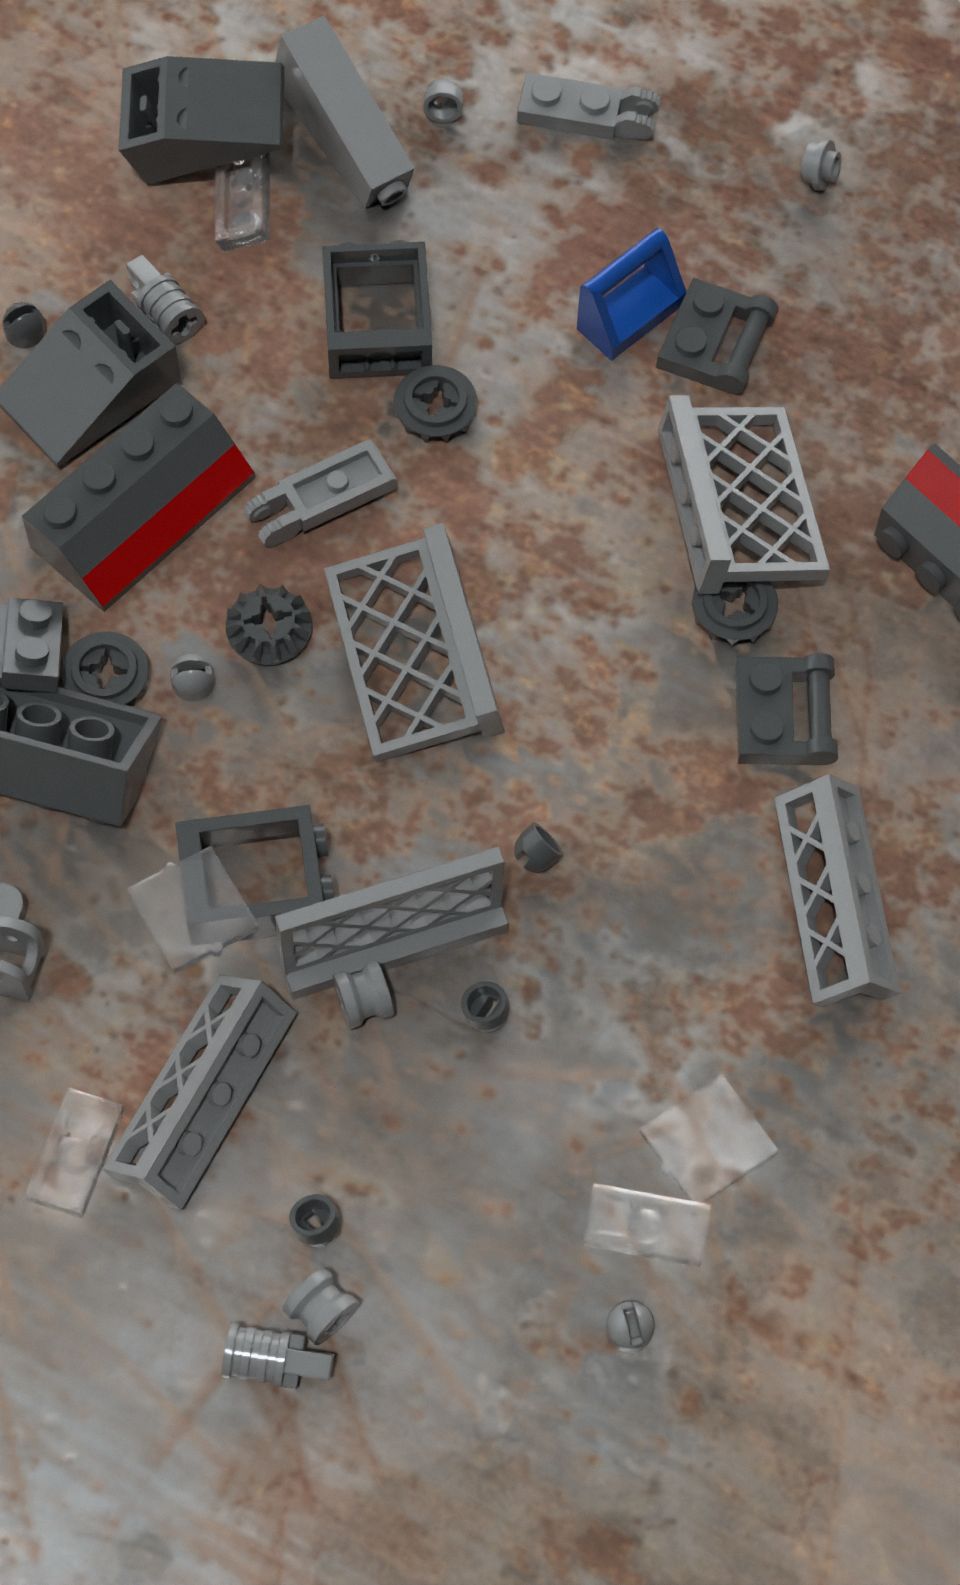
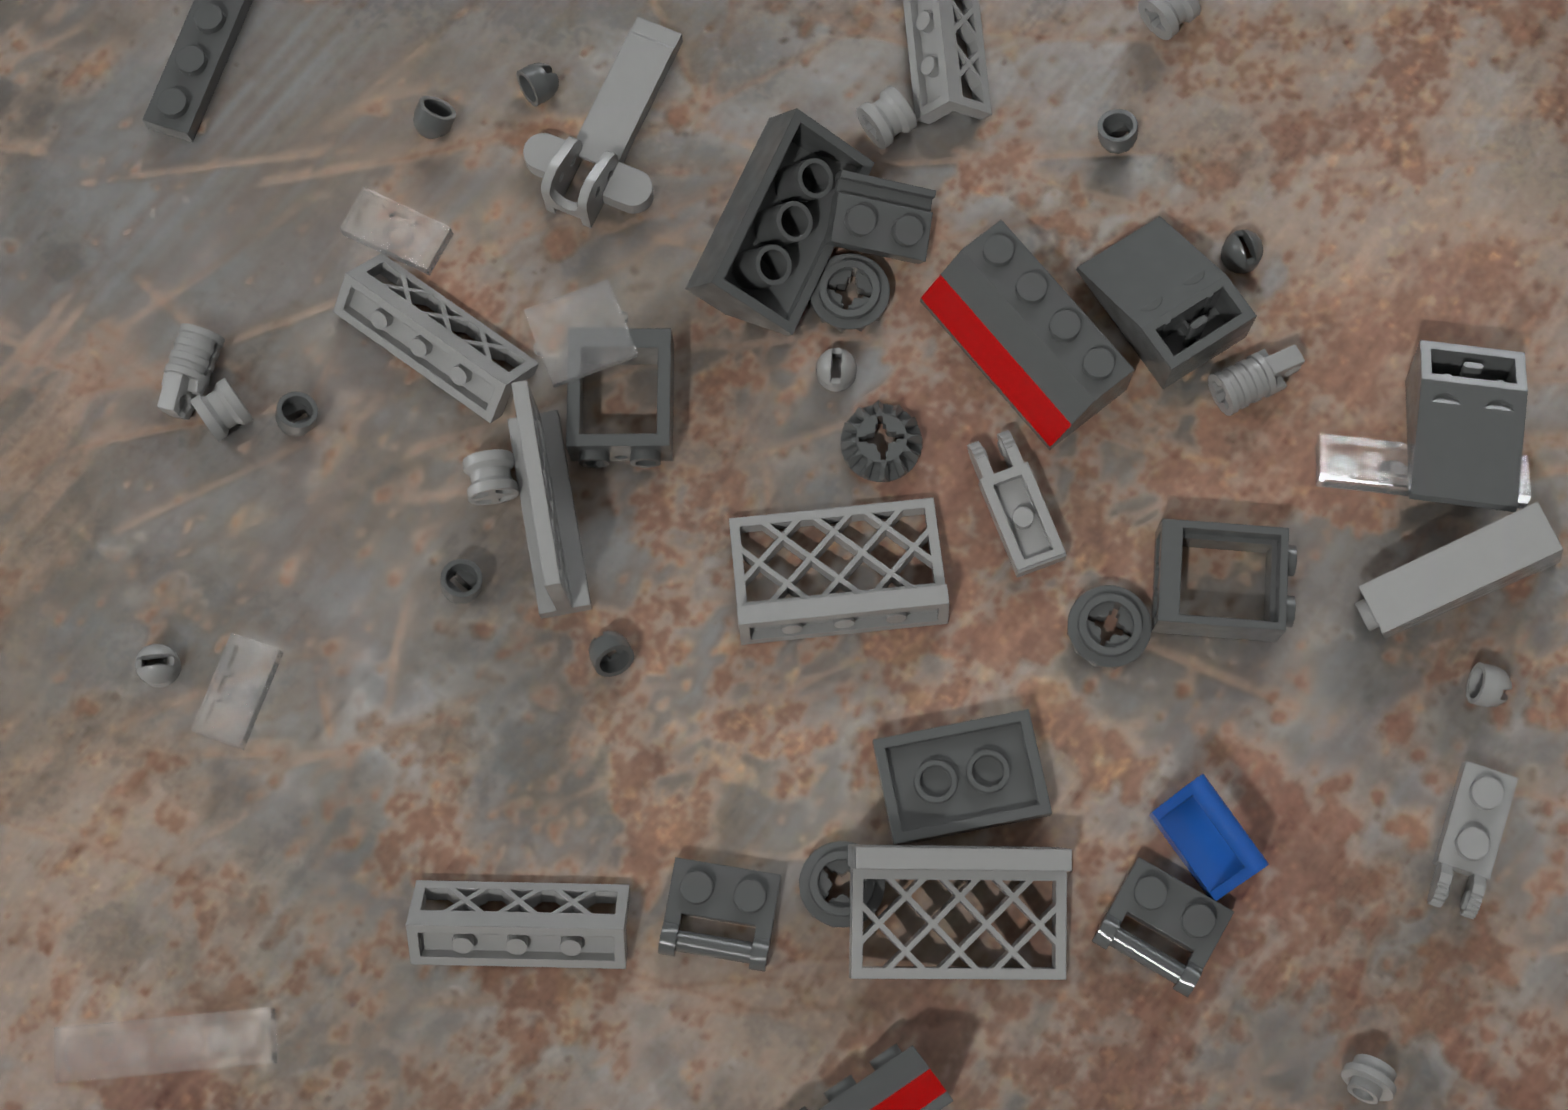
camera: 105 degrees right, 10 degrees up
(610, 511) = (961, 777): none -> dark grey plate
(708, 1141) = (308, 763): clear piece -> none

